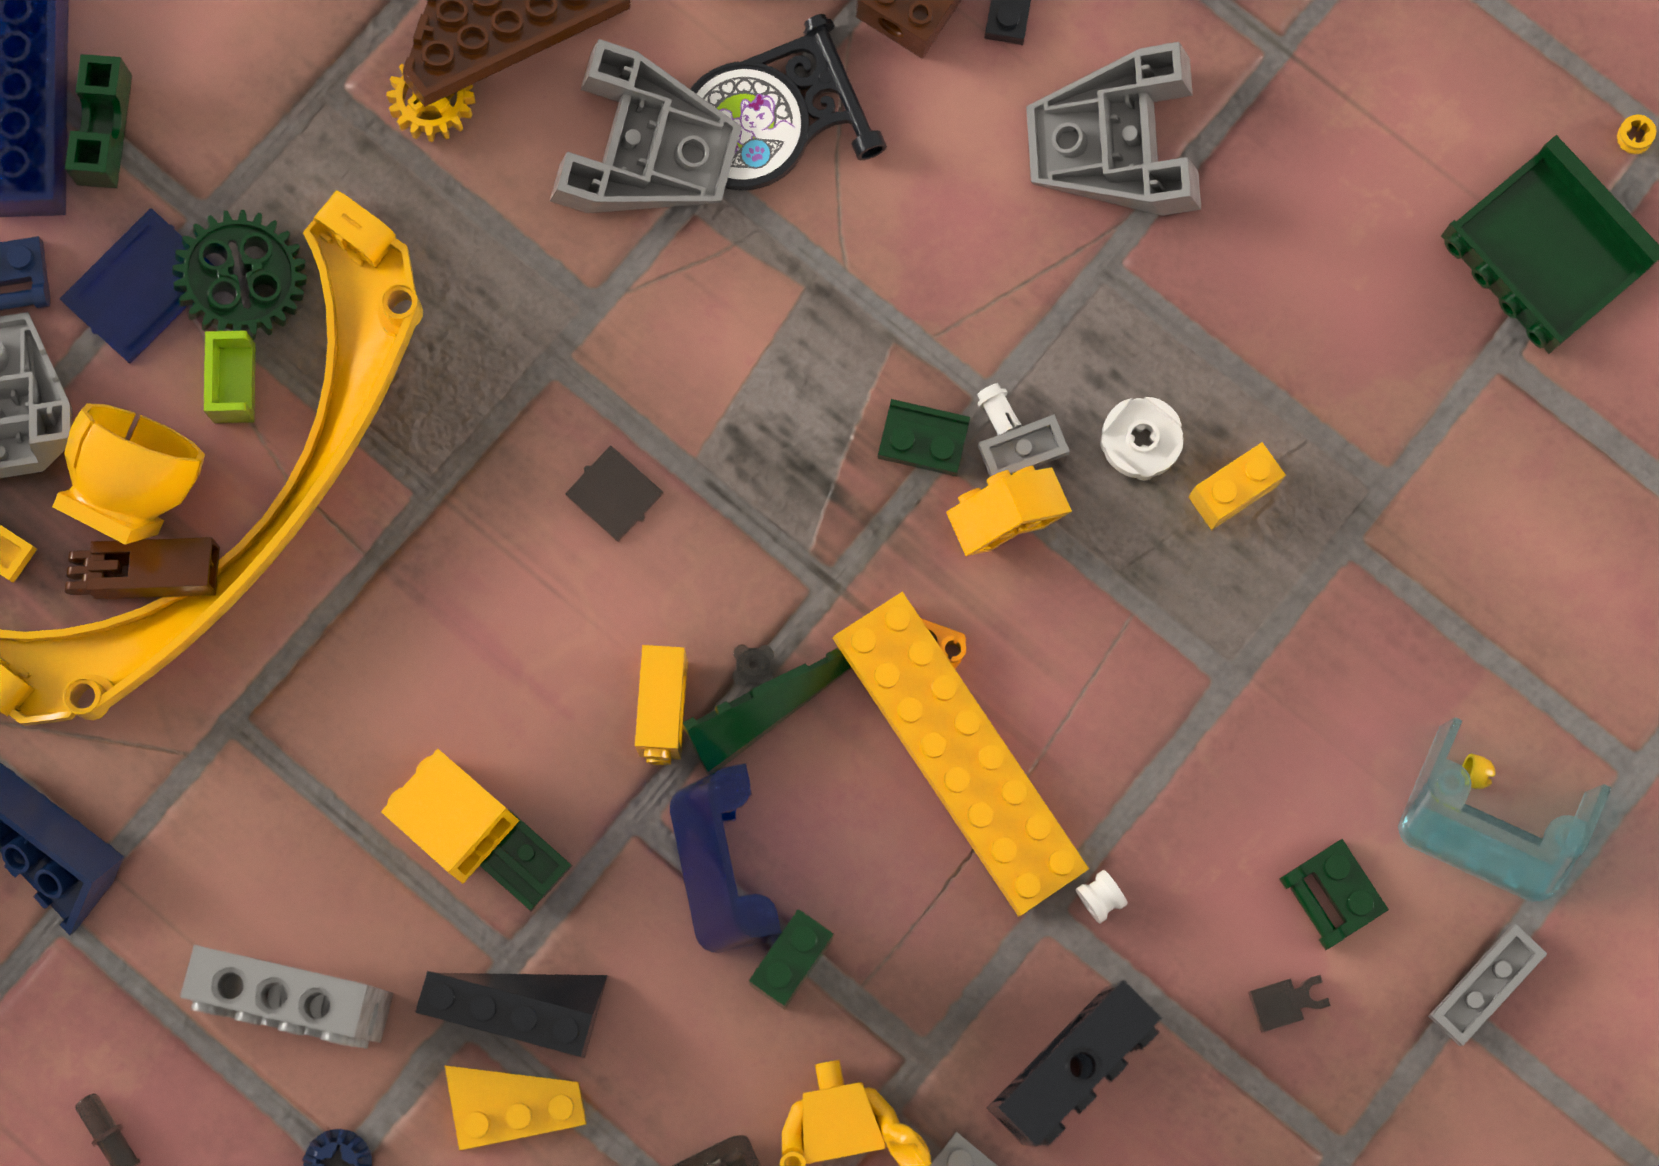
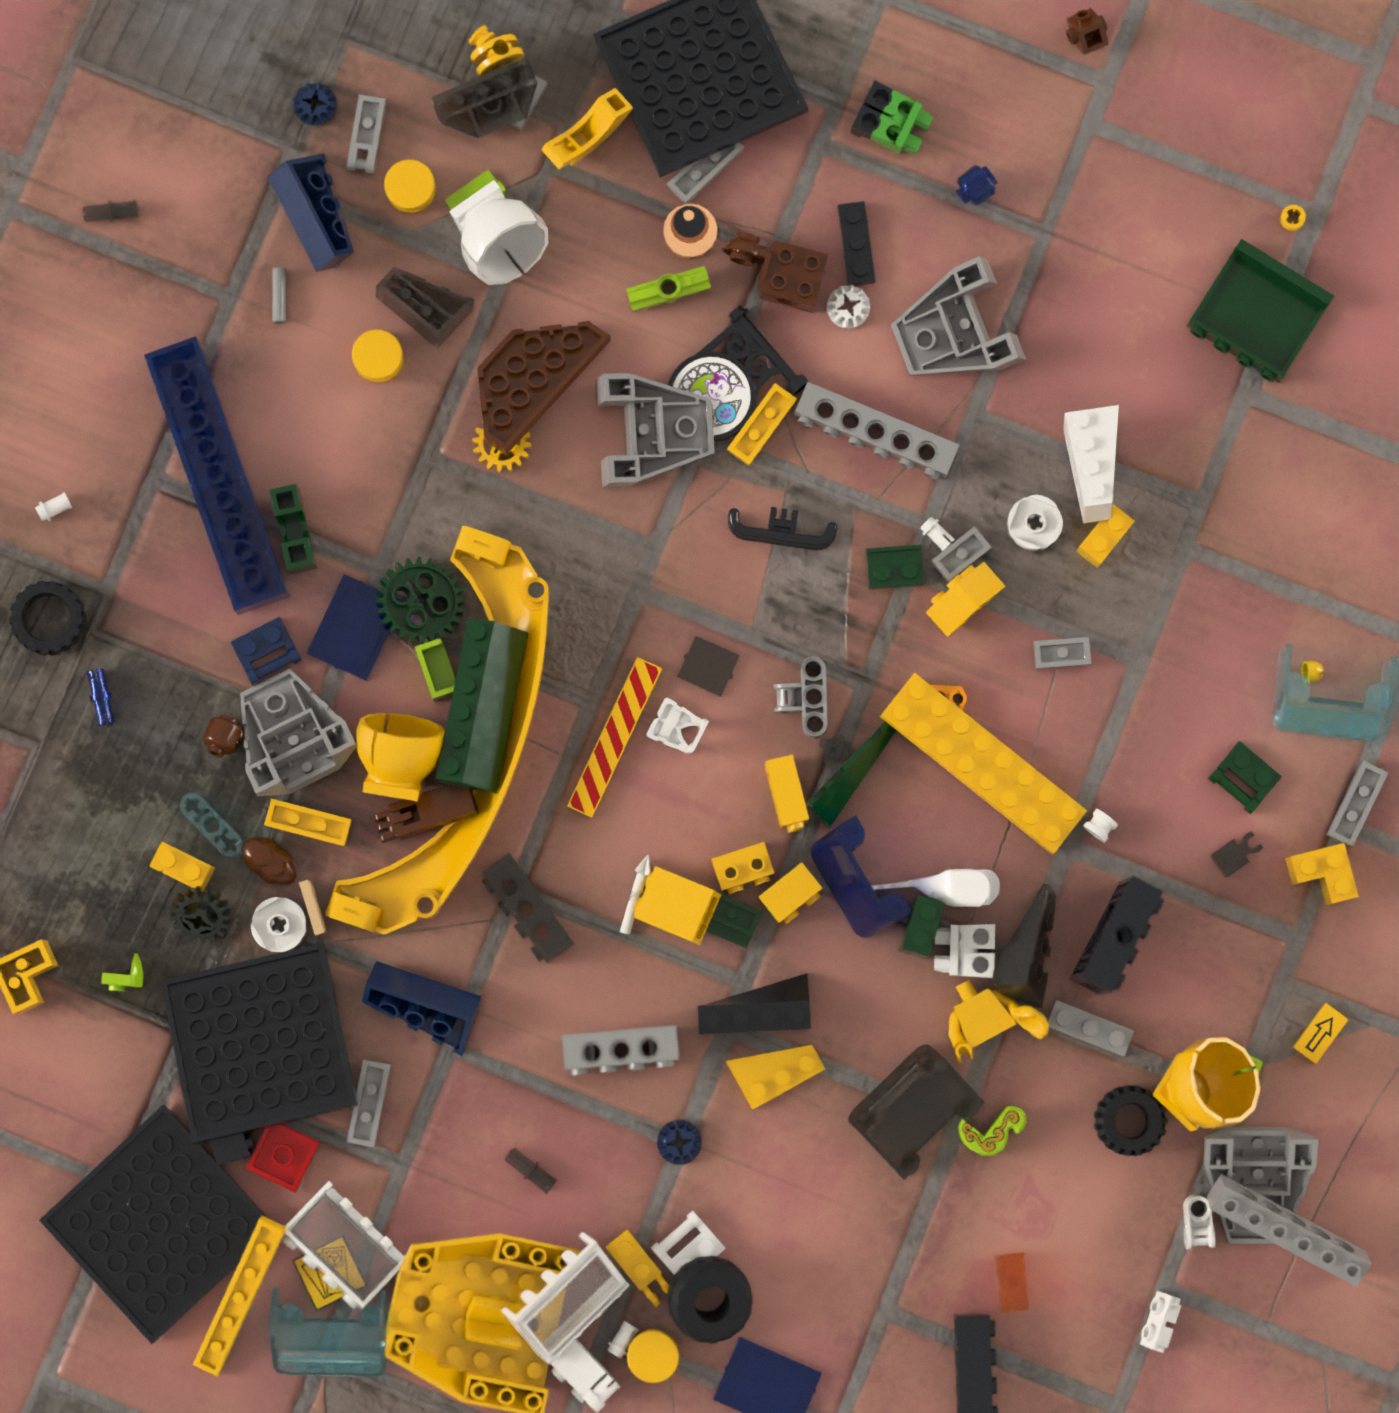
camera: 15 degrees left, 5 degrees up
(266, 810) = (508, 869): none -> clear smoke brick
(267, 442) = (482, 706): none -> dark green slope
(419, 750) = (642, 870): none -> white piece
(446, 551) = (614, 737): none -> tile
(533, 553) = (669, 725): none -> white piece
(564, 792) = (743, 867): none -> yellow brick
(620, 851) = (790, 894): none -> yellow brick
(724, 573) = (797, 697): none -> light grey piece
(779, 338) = (781, 531): none -> black piece
(801, 184) = (762, 424): none -> yellow plate
(844, 1015) = (964, 950): none -> white hips
(861, 917) = (955, 887): none -> white animal
(888, 170) = (892, 428): none -> light grey brick
(924, 1058) = (1022, 962): none -> clear smoke wedge
(962, 75) = (842, 317): none -> white gear
(1123, 632) = (1062, 653): none -> light grey plate
(1254, 361) = (1092, 453): none -> white wedge
(1422, 1070) = (1330, 867): none -> yellow brick

